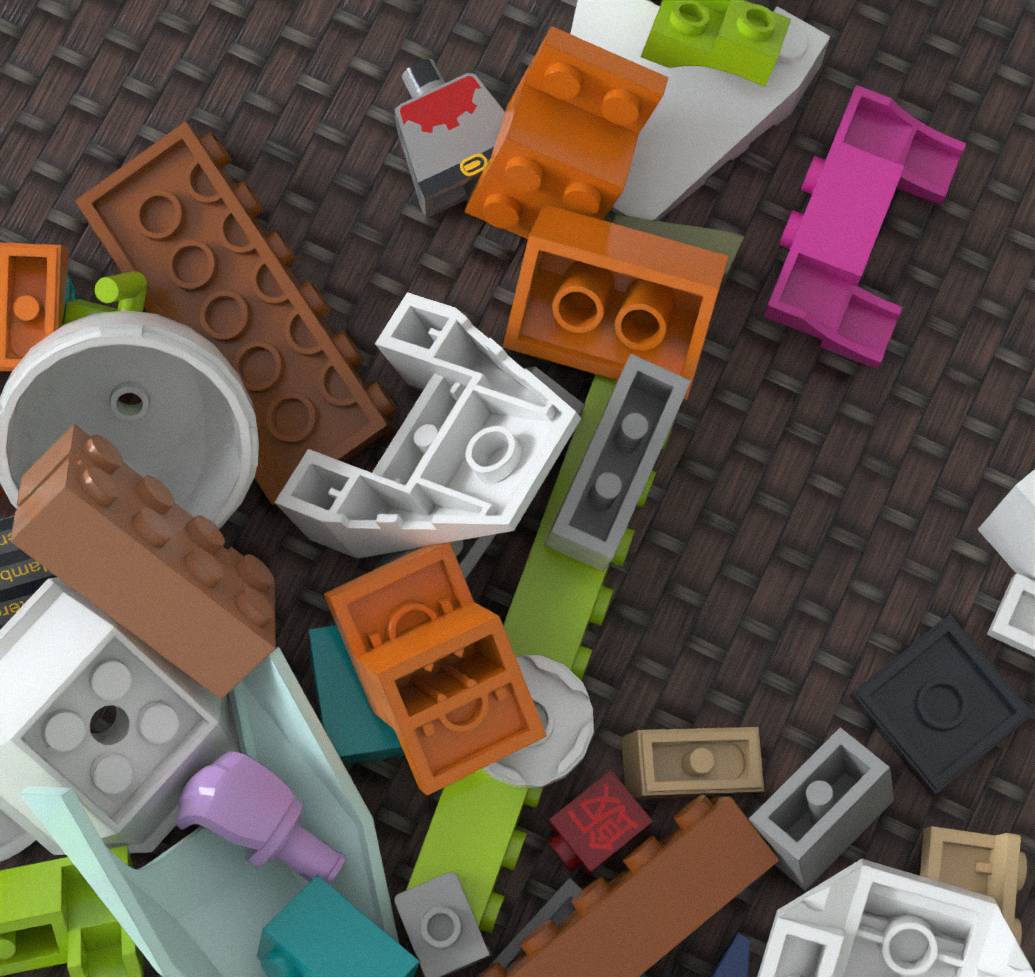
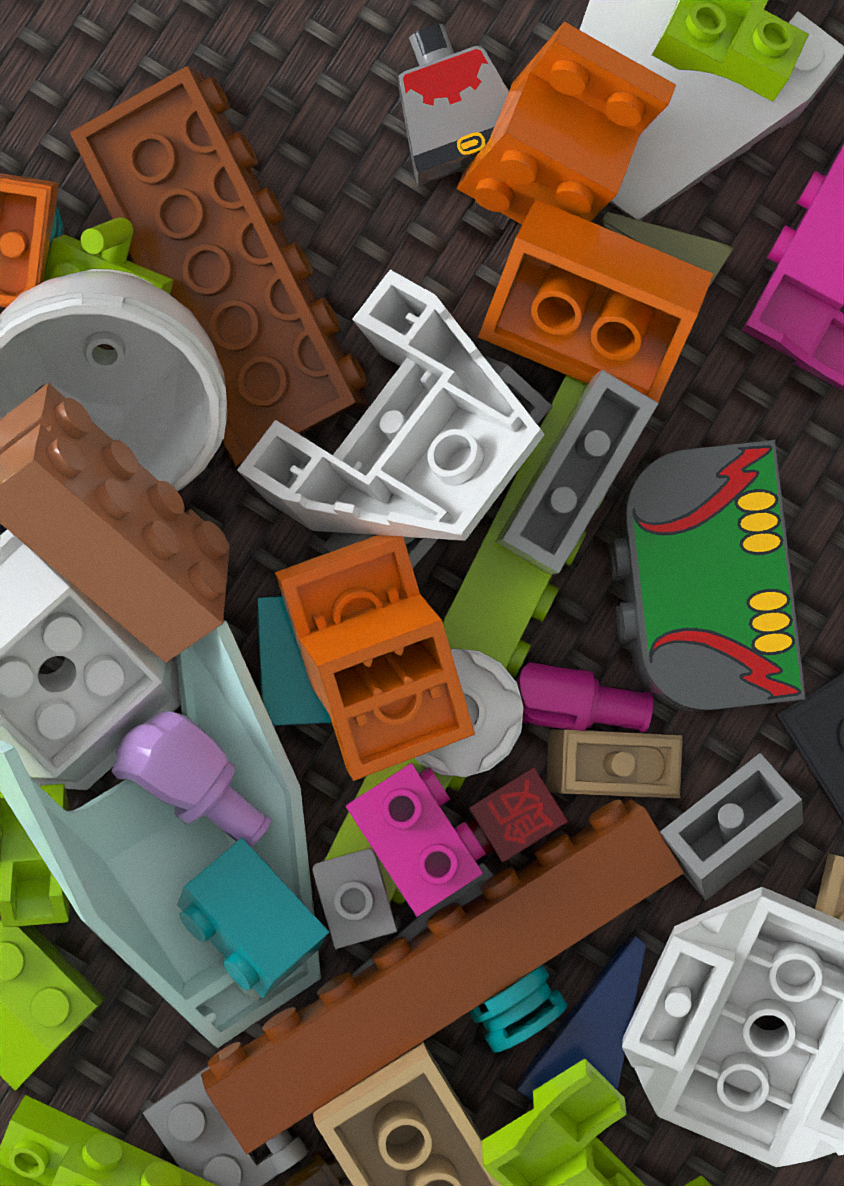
camera: 10 degrees right, 10 degrees up
(498, 850) = (416, 838): none -> dark pink brick
(645, 700) = (576, 700): none -> dark pink arm
(765, 562) = (708, 580): none -> brick

